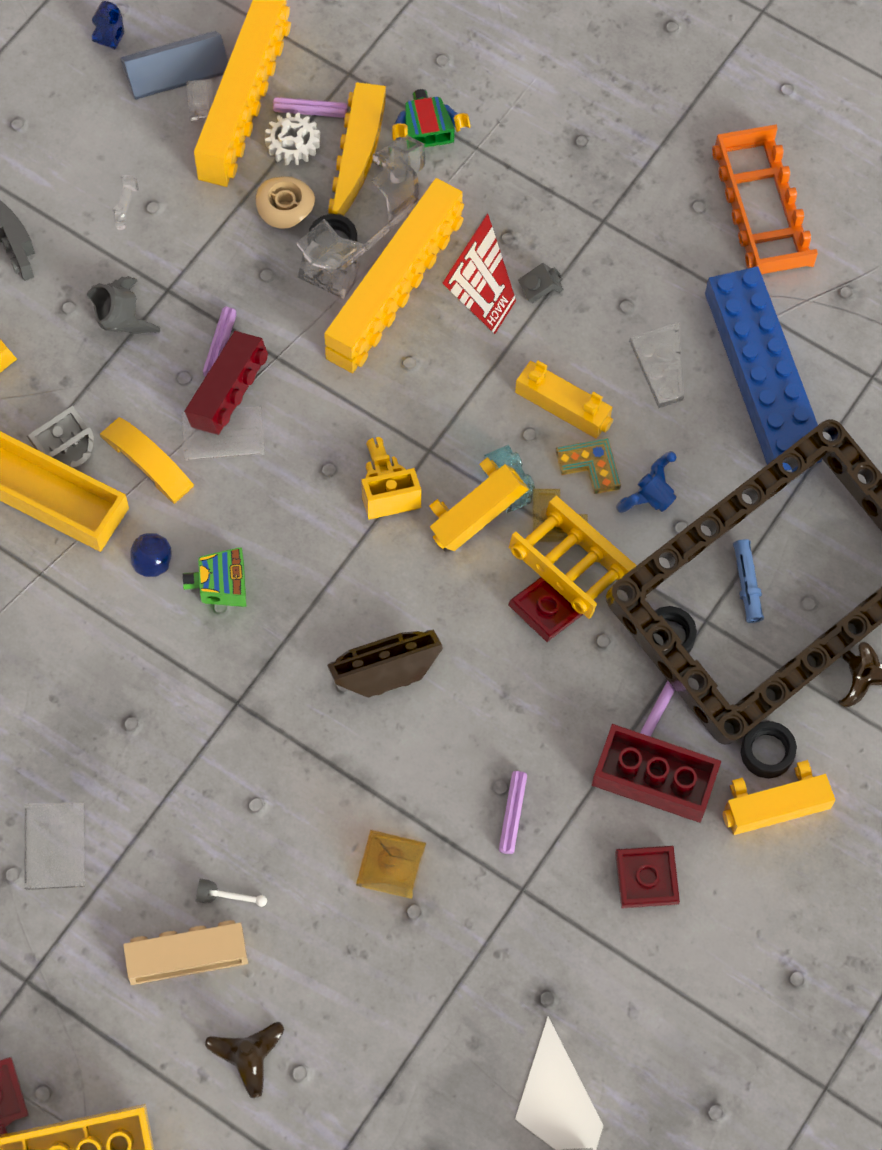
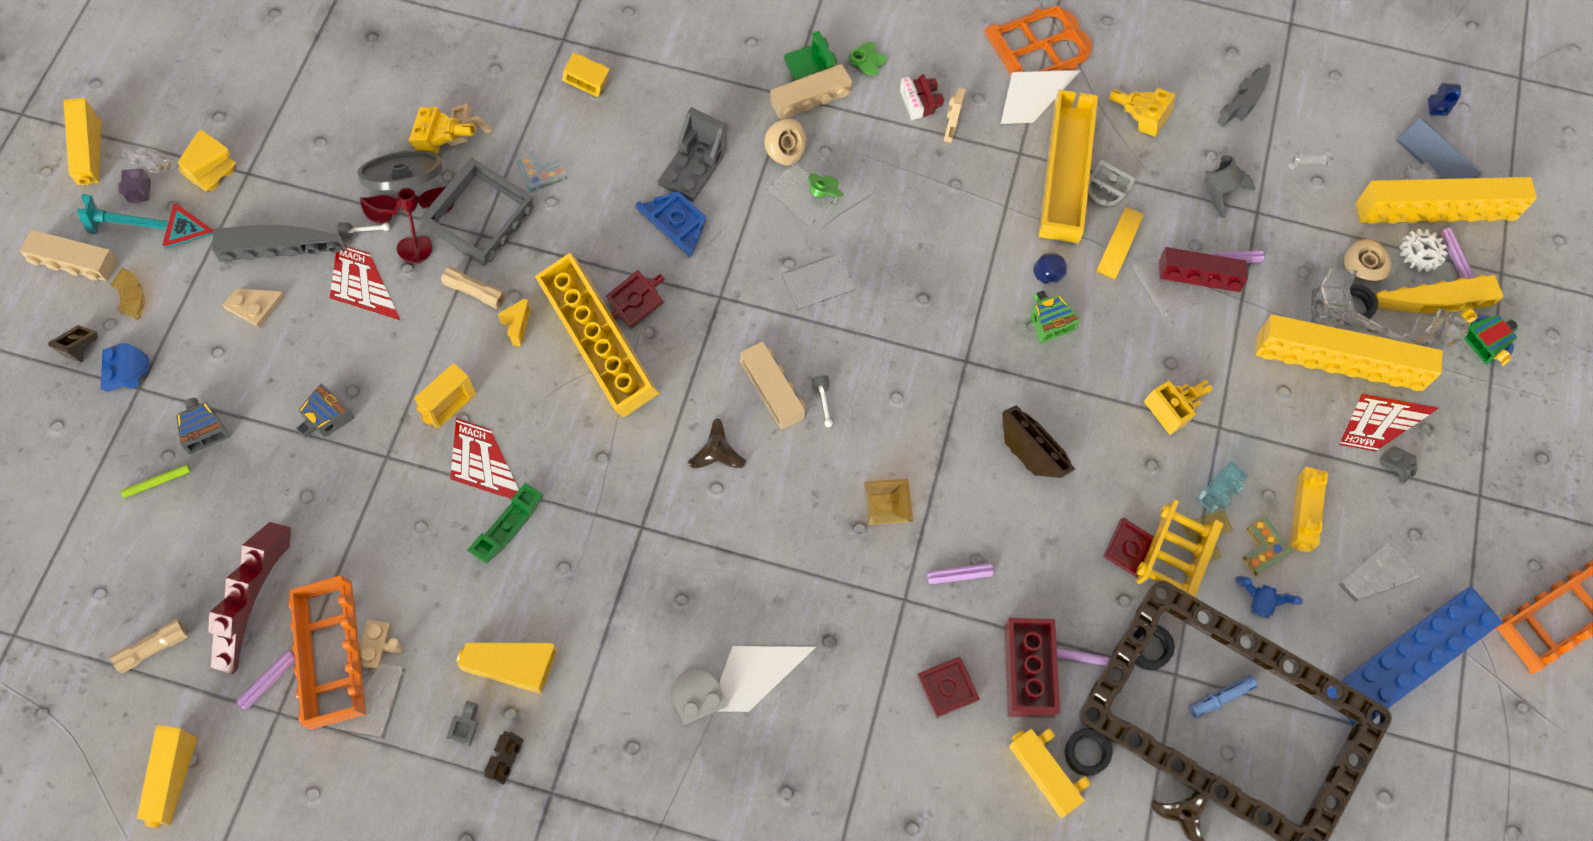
camera: 70 degrees right, 0 degrees up
(478, 507) = (1187, 470): yellow brick -> none

